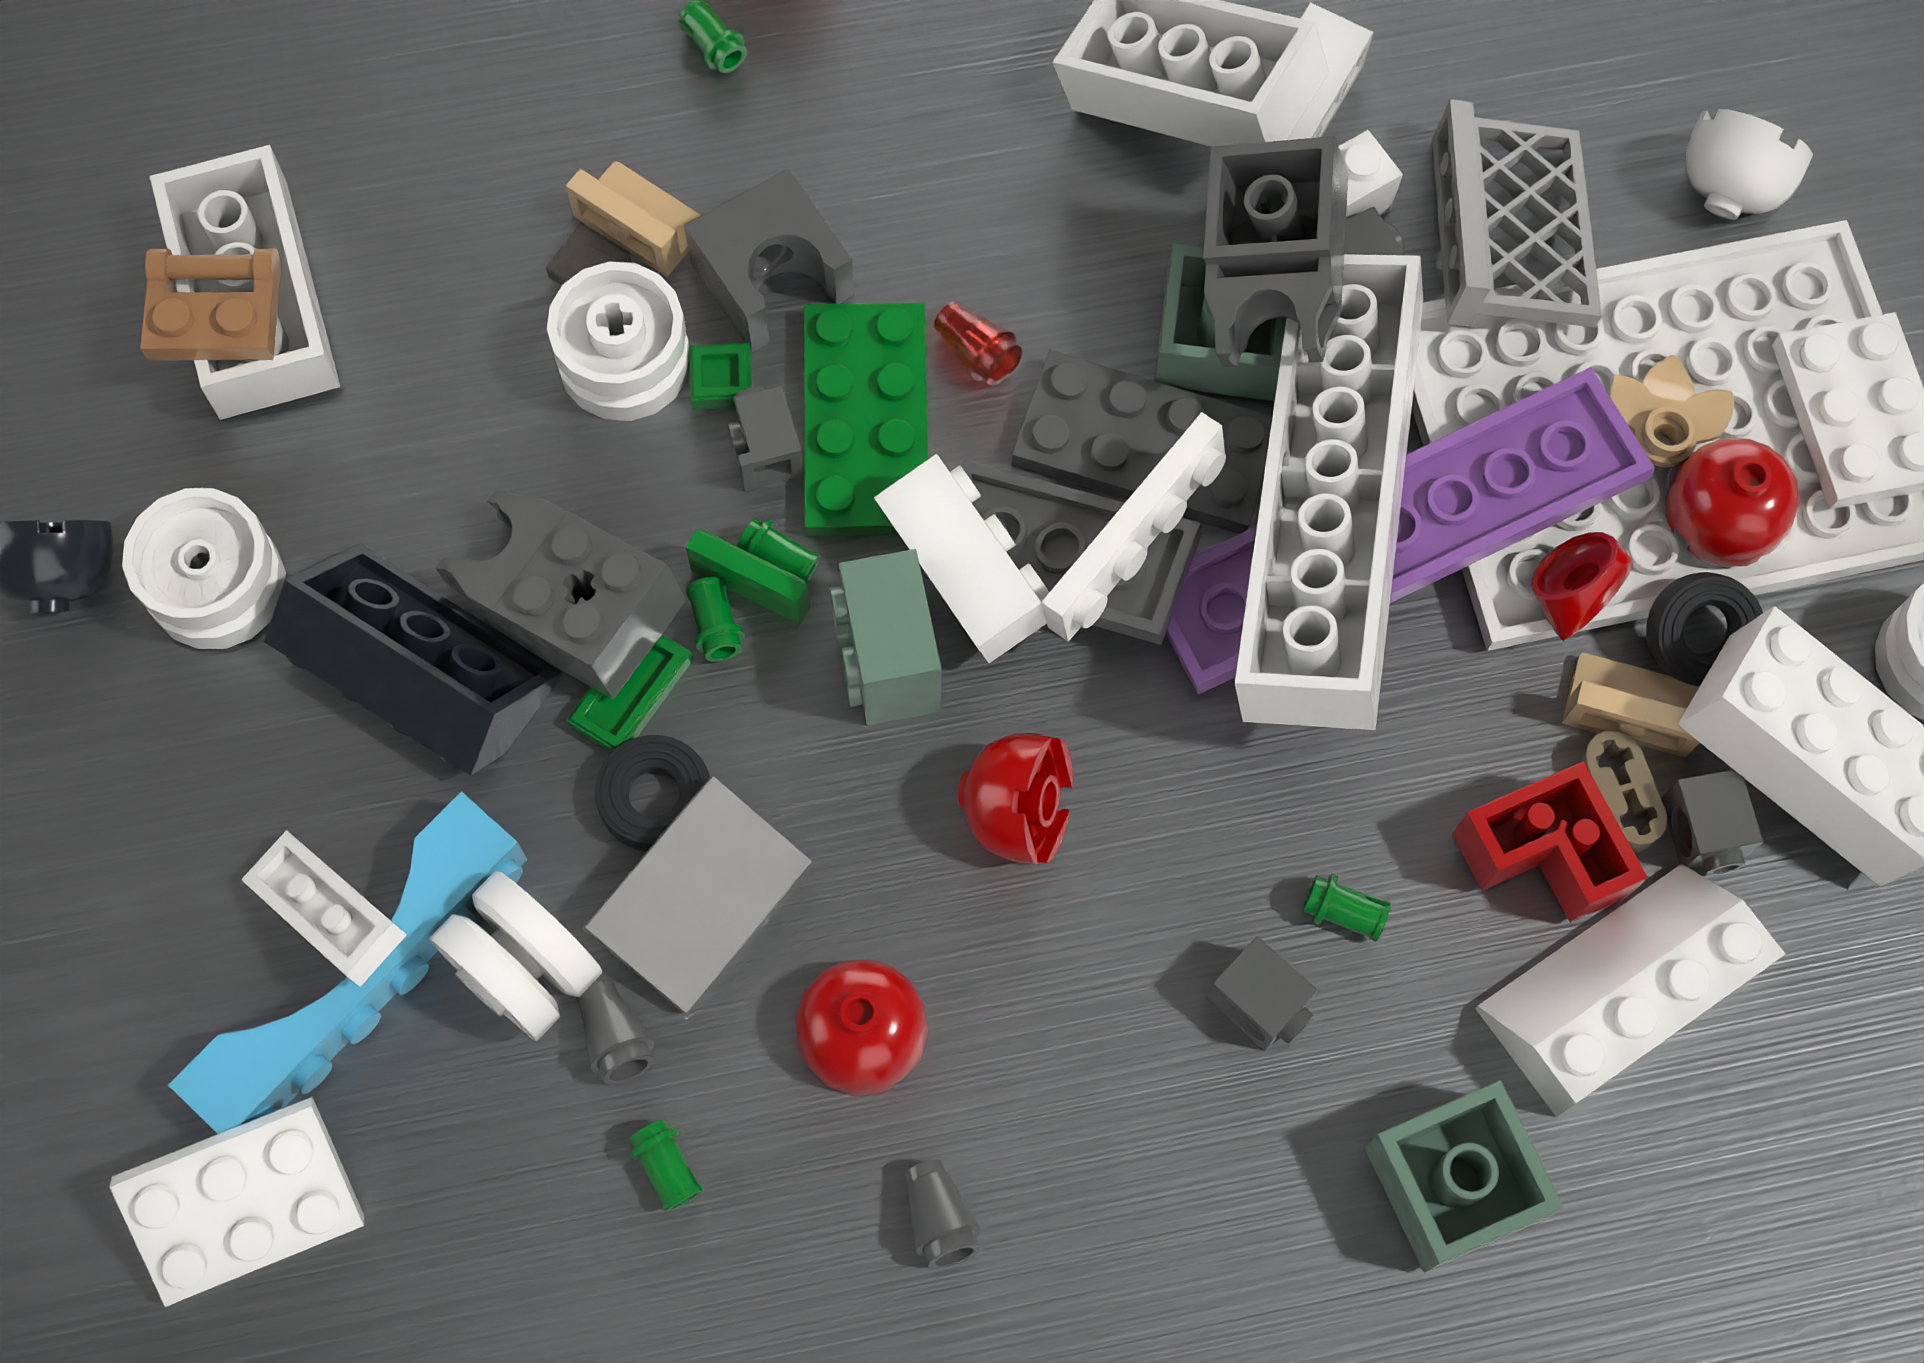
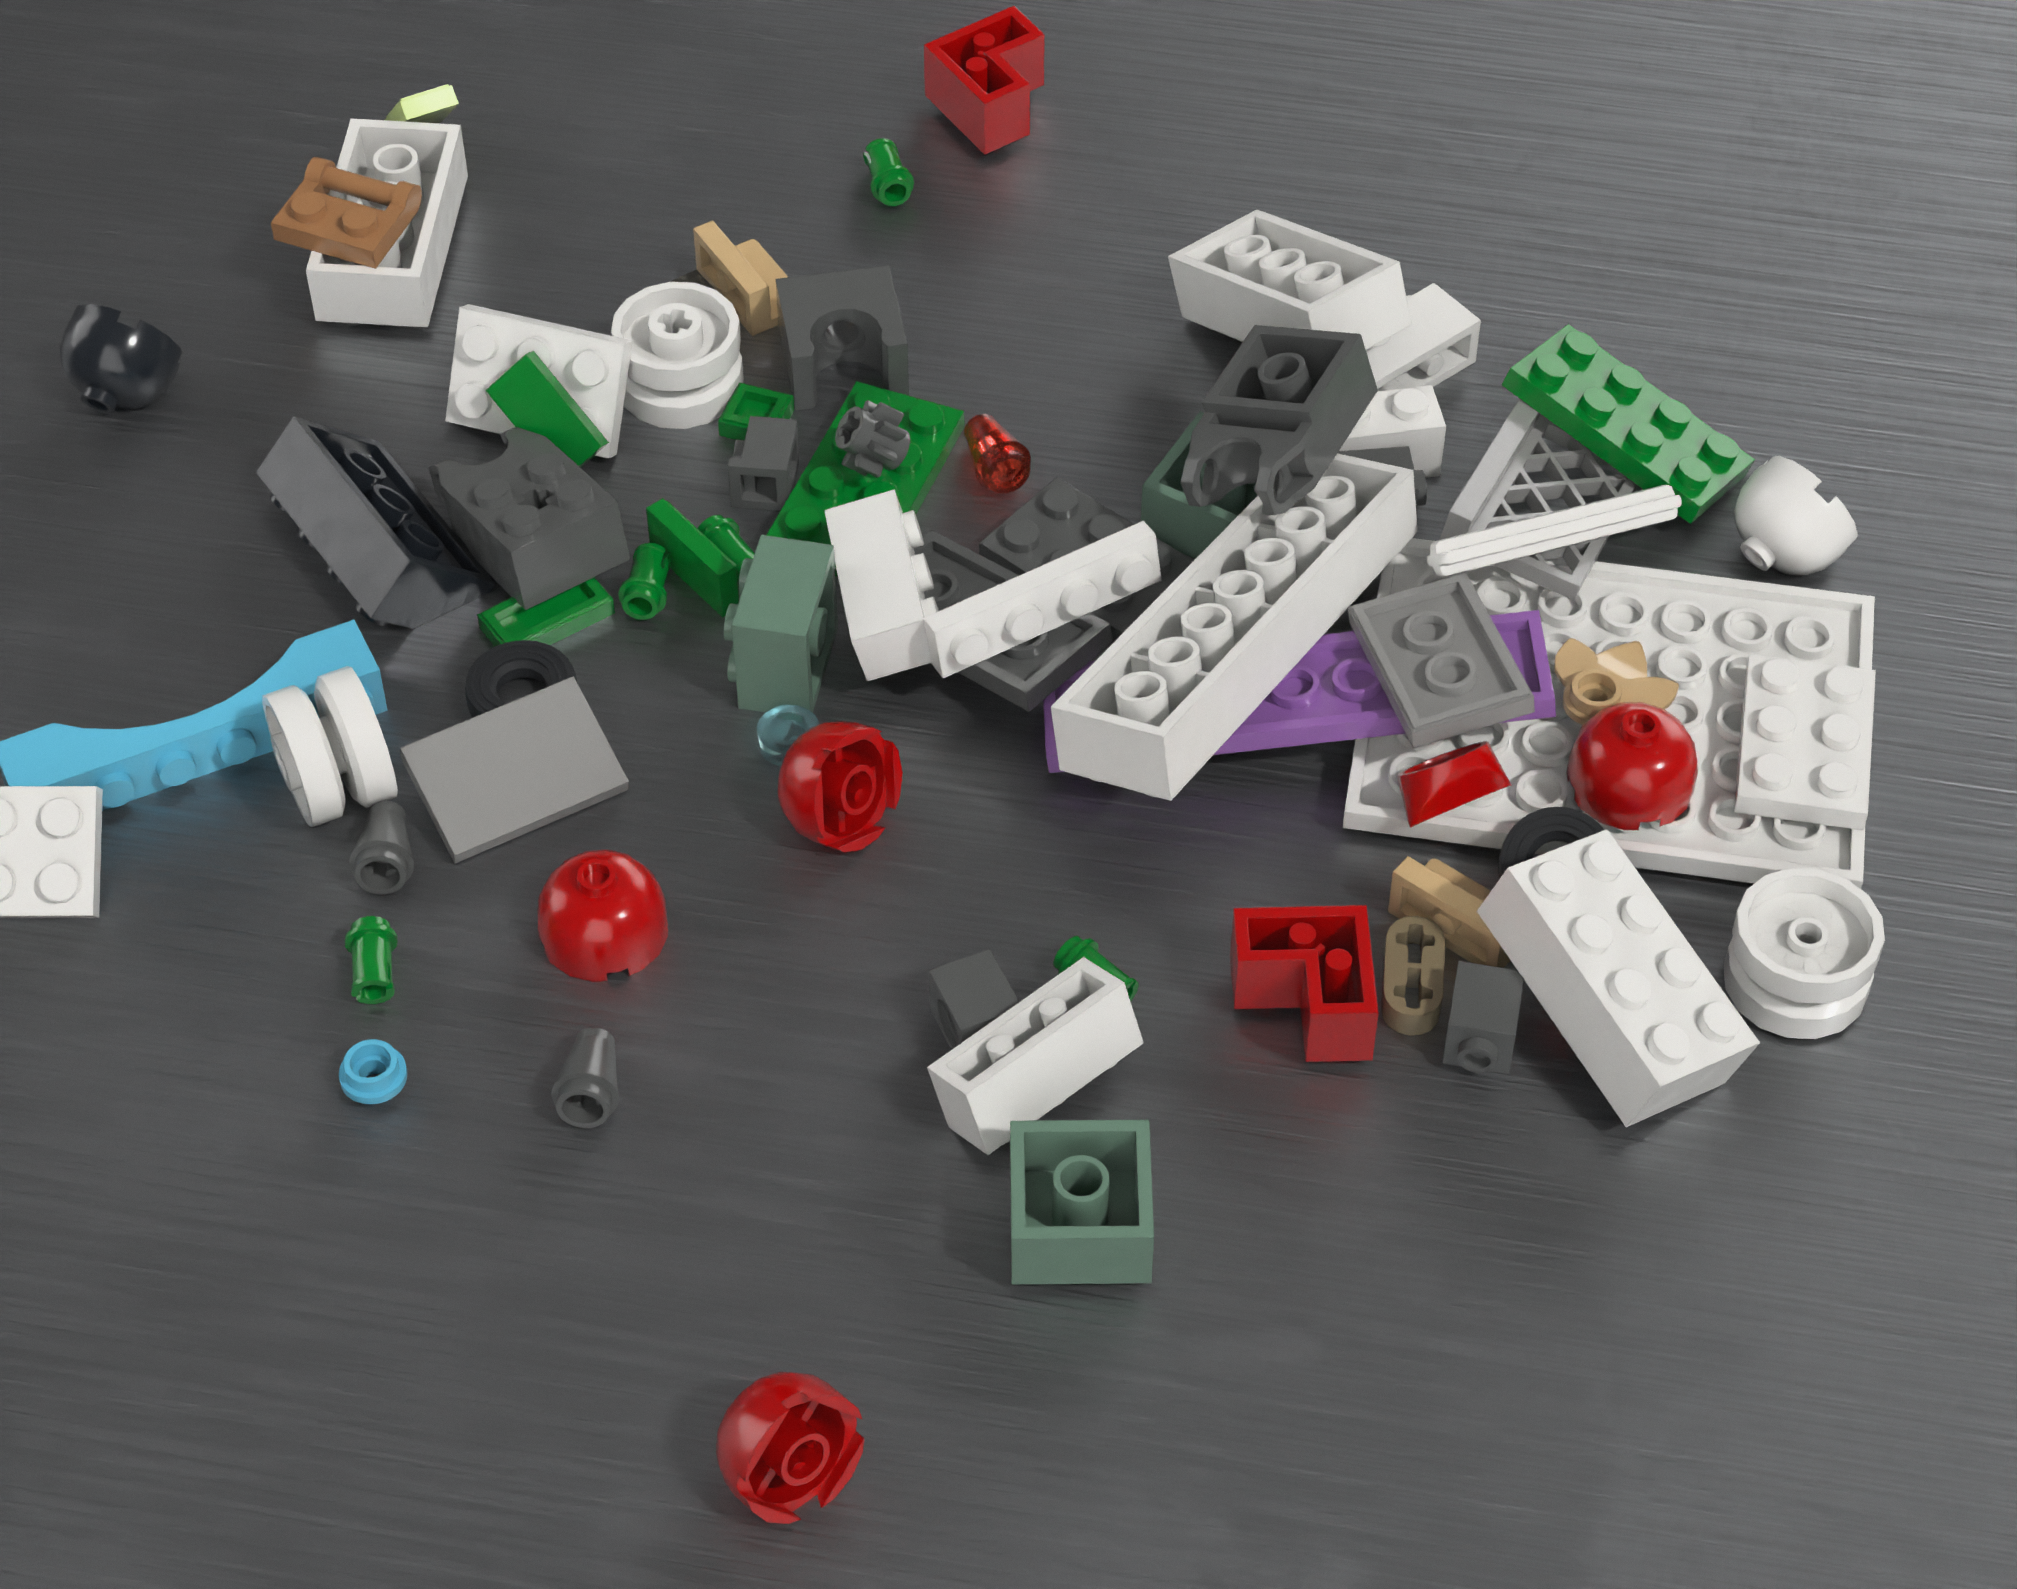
camera: 25 degrees right, 20 degrees down
(204, 568) = (233, 402): white wheel -> none
(209, 131) = (426, 106): none -> yellowish green tile
(324, 908) = (193, 666): white plate -> none
(500, 429) = (585, 363): none -> white plate
(529, 466) = (541, 405): none -> green tile
(714, 1276) = (371, 1058): none -> medium azure plate
(872, 386) = (872, 438): none -> dark grey gear
(933, 743) = (780, 729): none -> clear light blue tile
(1348, 1032) = (1035, 1054): none -> white brick
(1530, 459) = (1440, 660): none -> light grey tile
(1553, 102) = (1627, 420): none -> plate
(1556, 266) = (1553, 530): none -> white axle
(1627, 984) = (1334, 1131): white slope -> none

